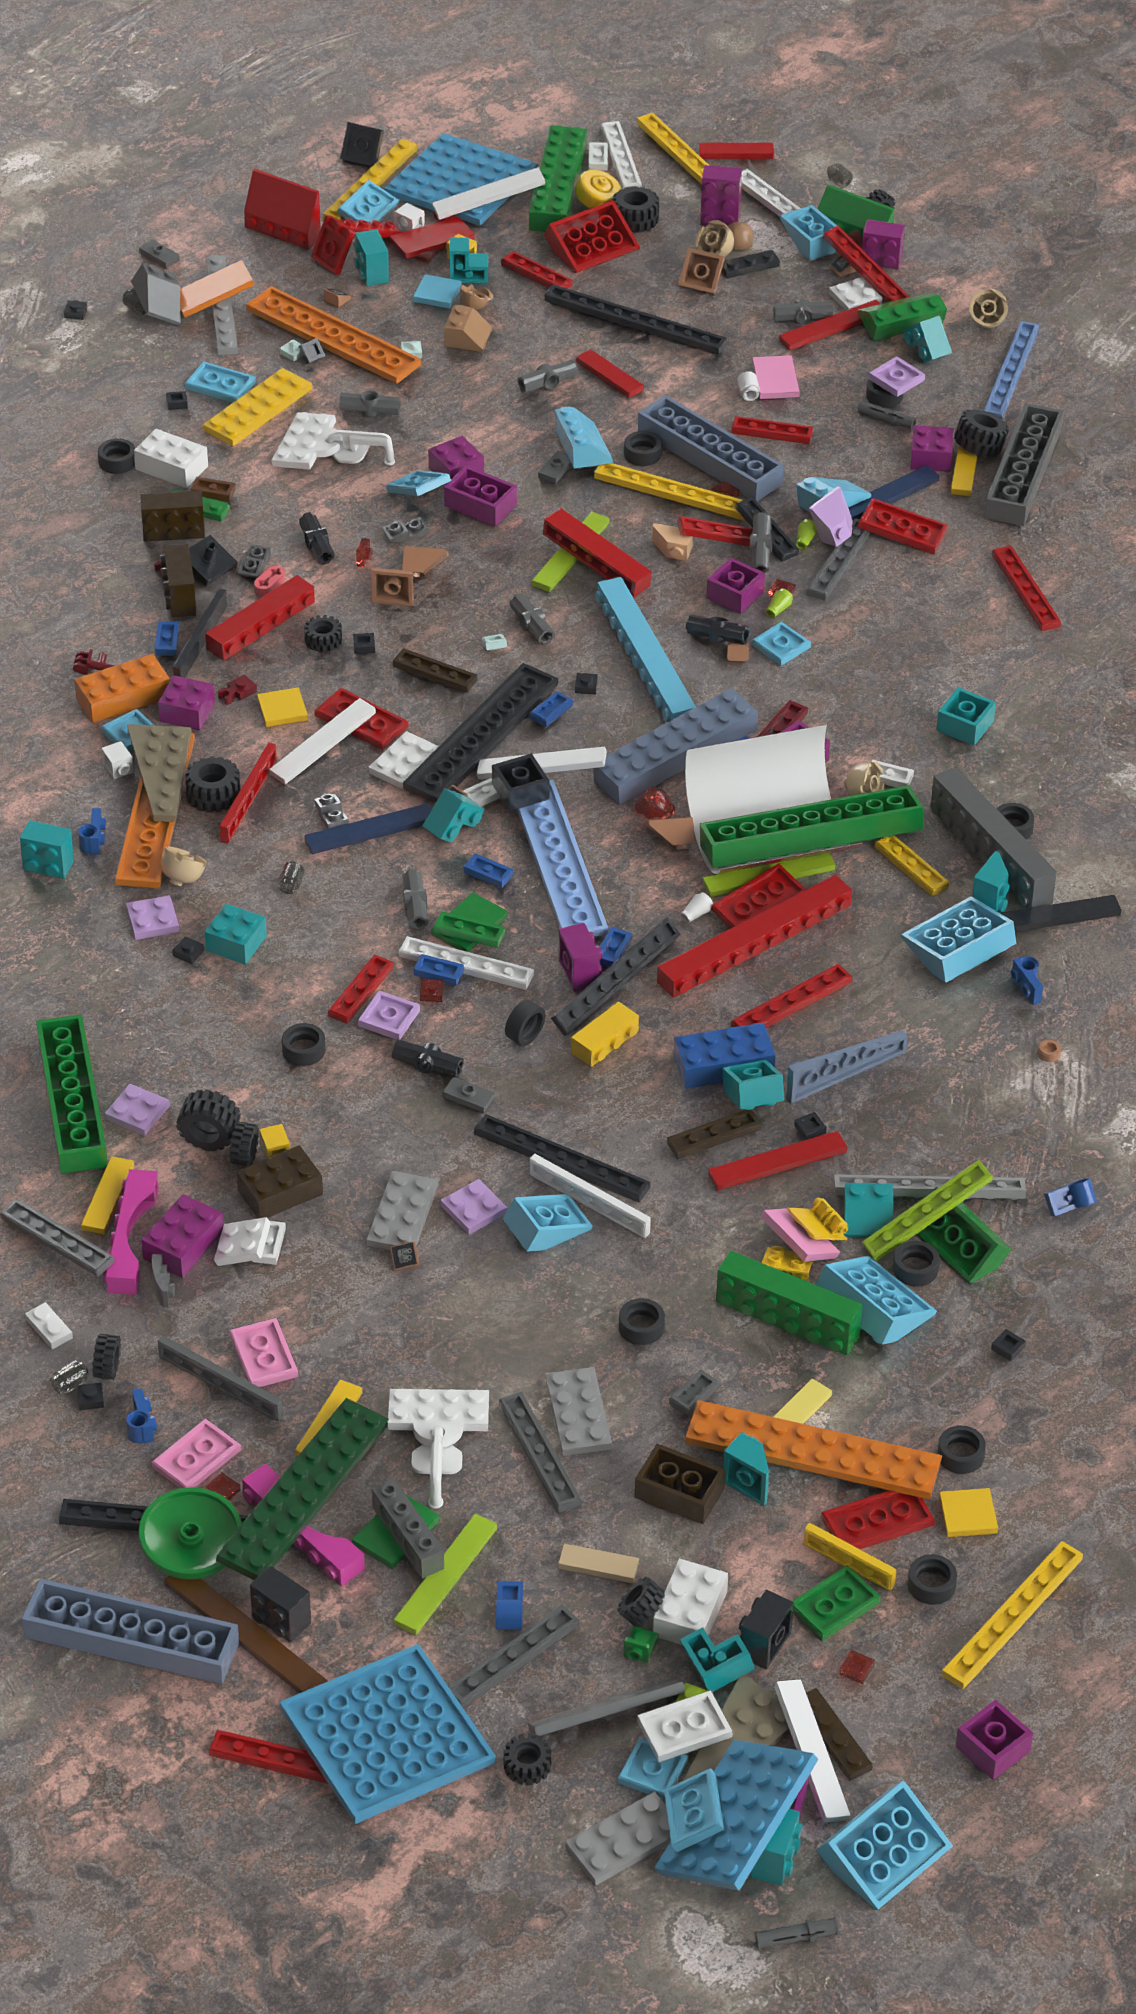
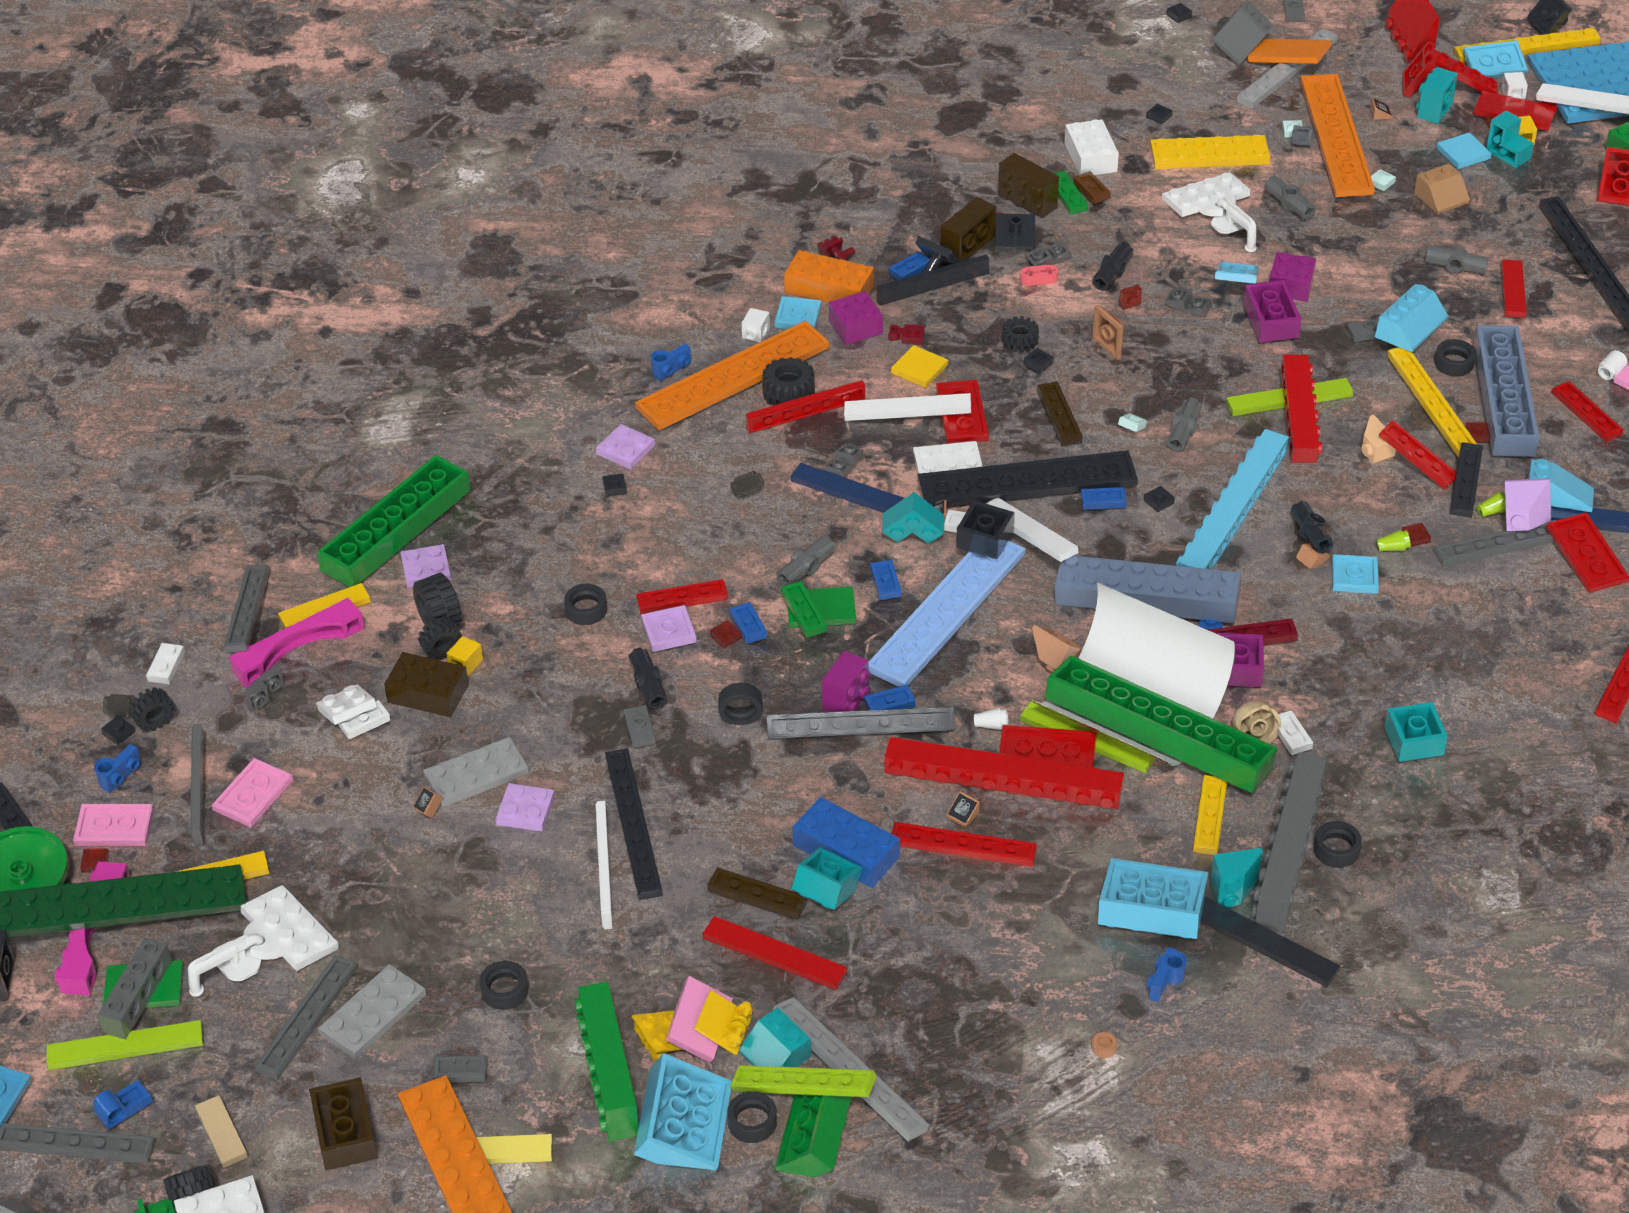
camera: 50 degrees right, 0 degrees up
(46, 849) = (616, 350): teal brick -> none
(116, 465) = (1057, 116): black tyre -> none
(162, 761) = (783, 337): dark tan wing -> none
(181, 866) = (685, 422): tan cylinder -> none
(183, 613) = (936, 254): none -> black tile
(183, 1234) = (317, 669): magenta brick -> none
(220, 382) = (1208, 119): medium azure tile -> none
(235, 934) = (653, 495): teal brick -> none
(260, 617) = (992, 294): red brick -> none
(422, 560) = (1163, 329): nougat slope -> none
(474, 297) = (1480, 169): medium nougat hair -> none
(474, 964) = (778, 635): white tile -> none
(535, 271) = (1564, 181): red tile -> none
(545, 1220) = (551, 857): medium azure slope -> none
(605, 1034) = (788, 757): yellow brick -> none
(655, 803) = (1076, 620): clear red hair -> none
(735, 585) = (1373, 503): magenta brick -> none
(747, 1468) = (399, 1154): teal slope -> none
(761, 542) = (1440, 485): dark grey piece -> none
(762, 978) = (963, 809): none -> slope
(810, 1126) = (832, 946): black plate -> none
(826, 1070) = (906, 916): sand blue wing -> none
(1070, 1197) = (941, 1170): blue plate -> none

